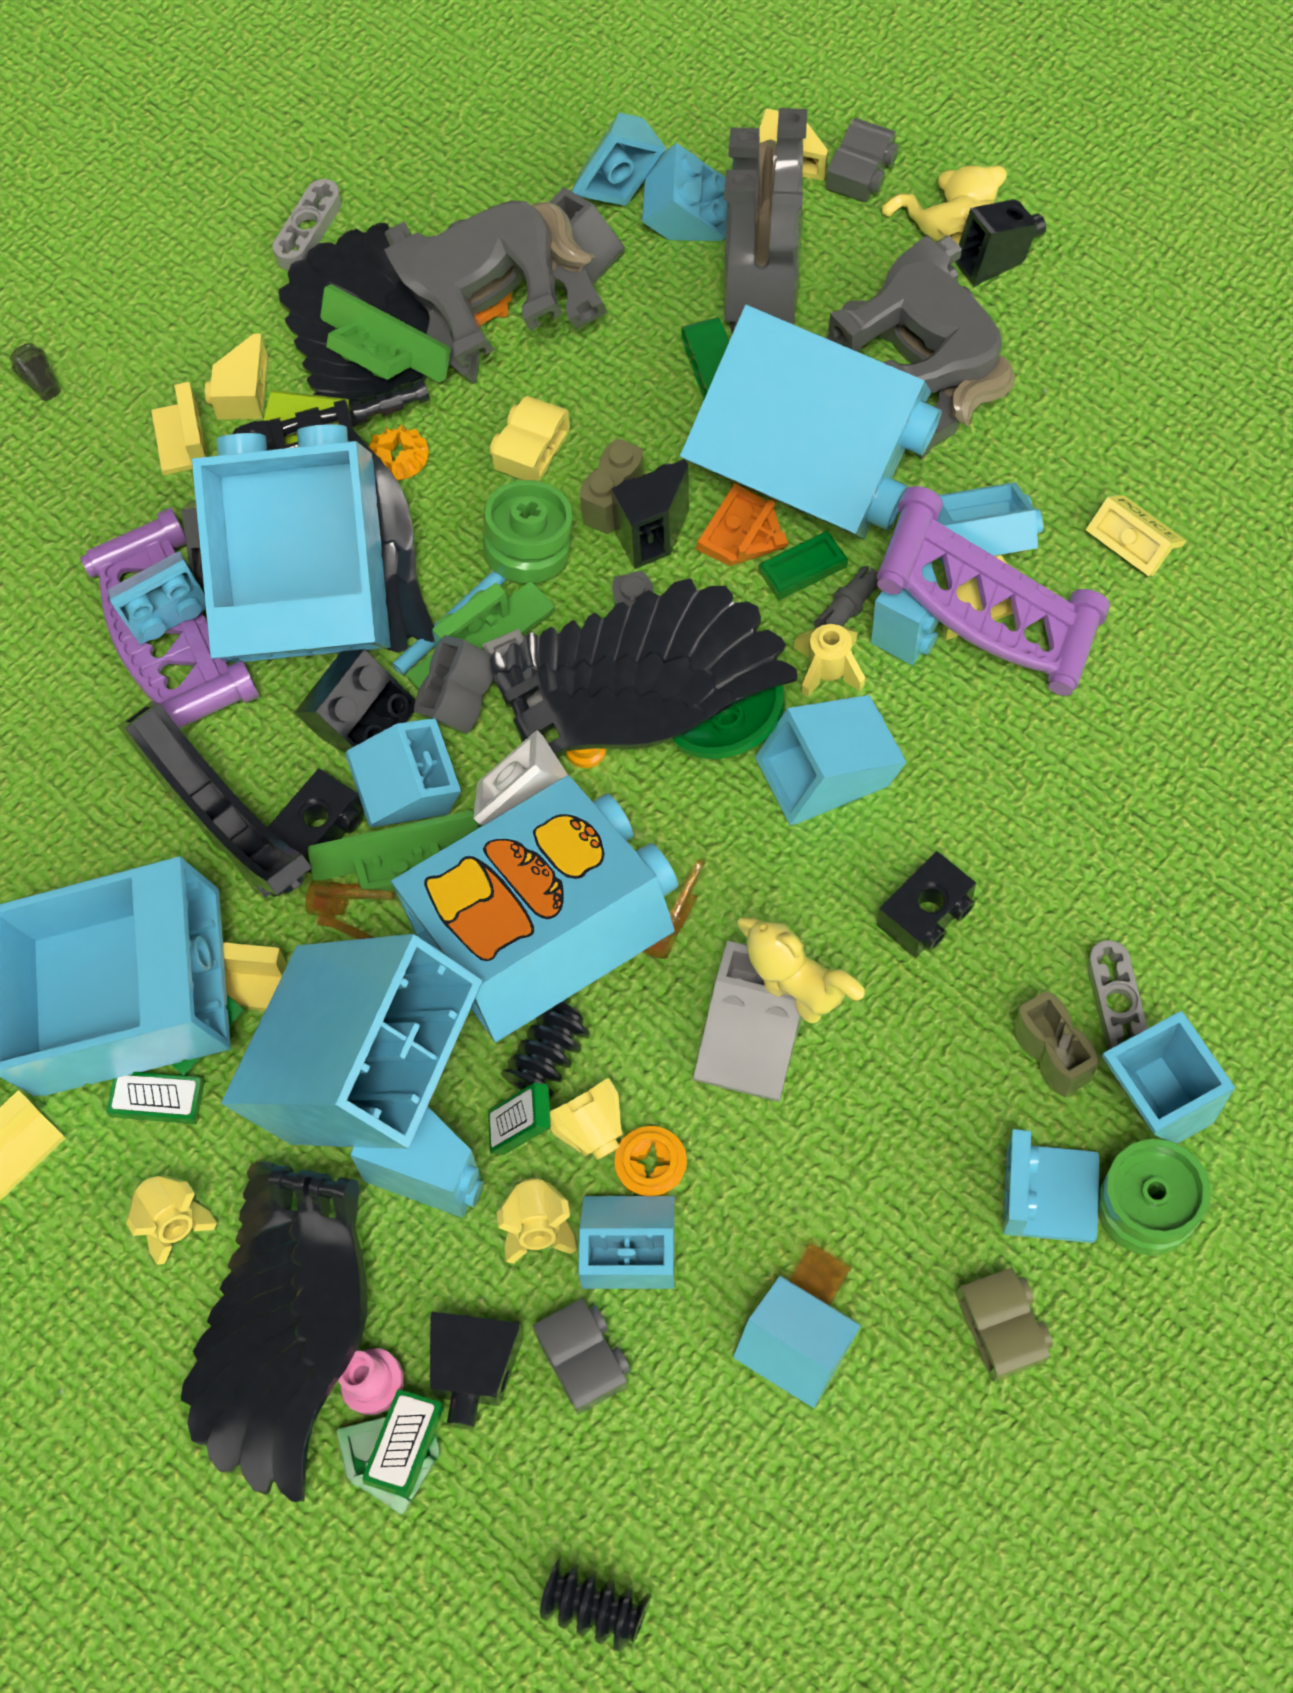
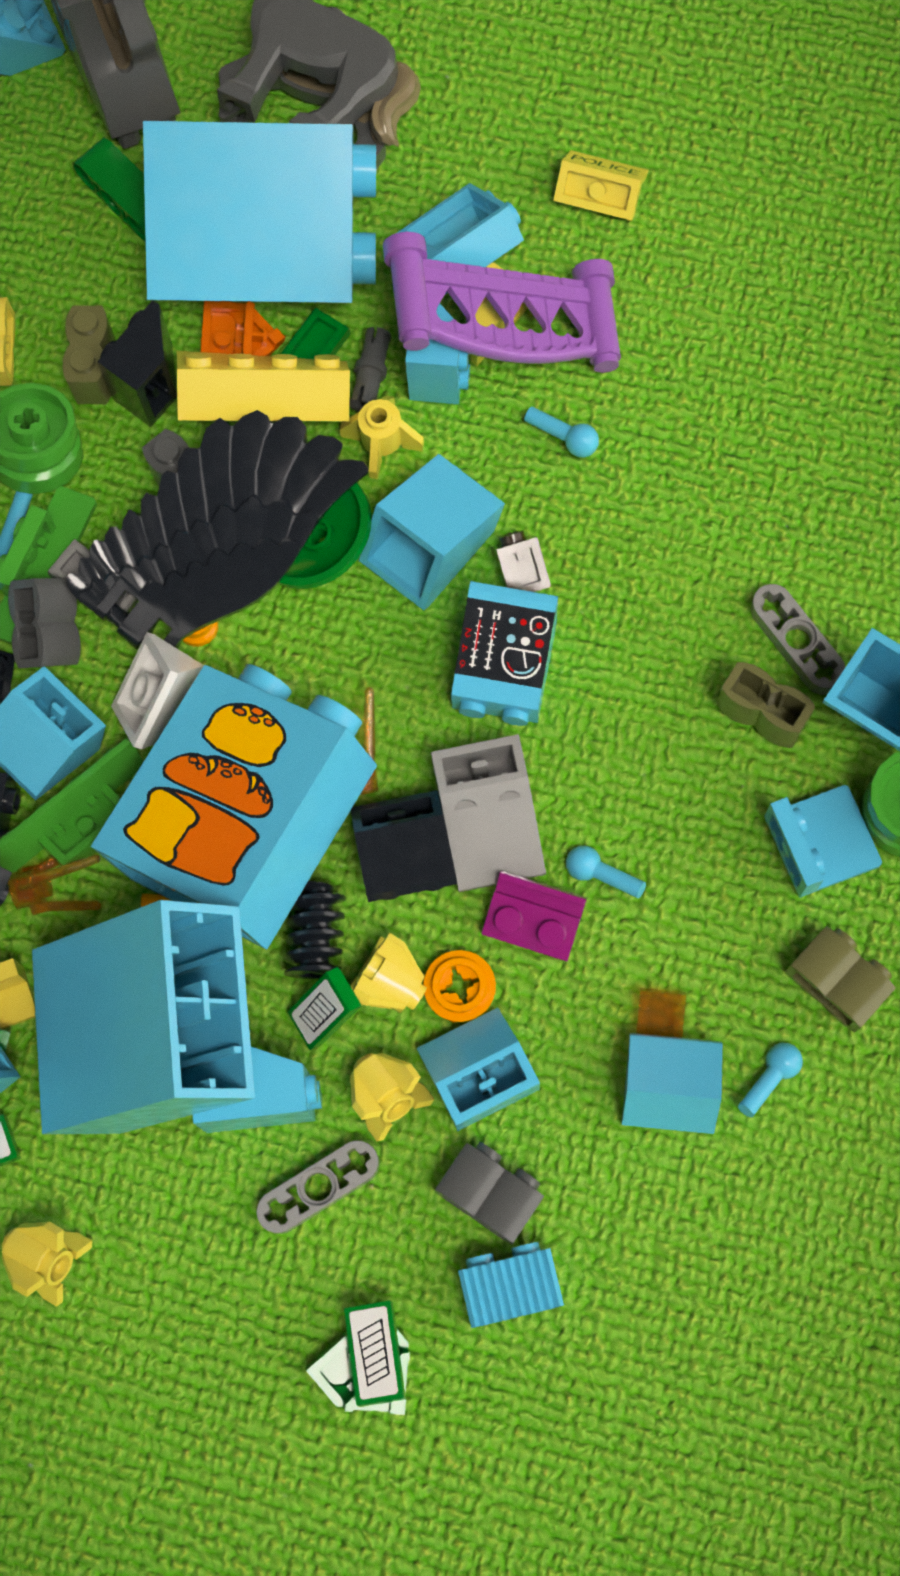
camera: 25 degrees left, 10 degrees up
(281, 1327) = (204, 1307): black animal -> none
(371, 1381) = (313, 1311): bright pink piece -> none
(400, 1289) = (294, 1215): none -> light grey beam
(471, 1363) = (395, 1250): black torso -> none
(555, 1448) = (510, 1285): none -> medium azure brick
(593, 1606) = (617, 1405): black piece -> none
(660, 1012) = (403, 846): none -> black slope
(749, 1132) = (534, 916): none -> magenta plate
(751, 574) = (278, 386): none -> light yellow wedge
(786, 970) = (502, 755): light yellow animal -> none
(820, 1111) = (585, 863): none -> medium azure bar
(839, 888) = (504, 653): none -> slope
(895, 823) = (521, 562): none -> bracket
(911, 1376) = (782, 1062): none -> medium azure bar
(933, 882) = (588, 604): black brick -> none
(1004, 740) = (579, 439): none -> medium azure bar

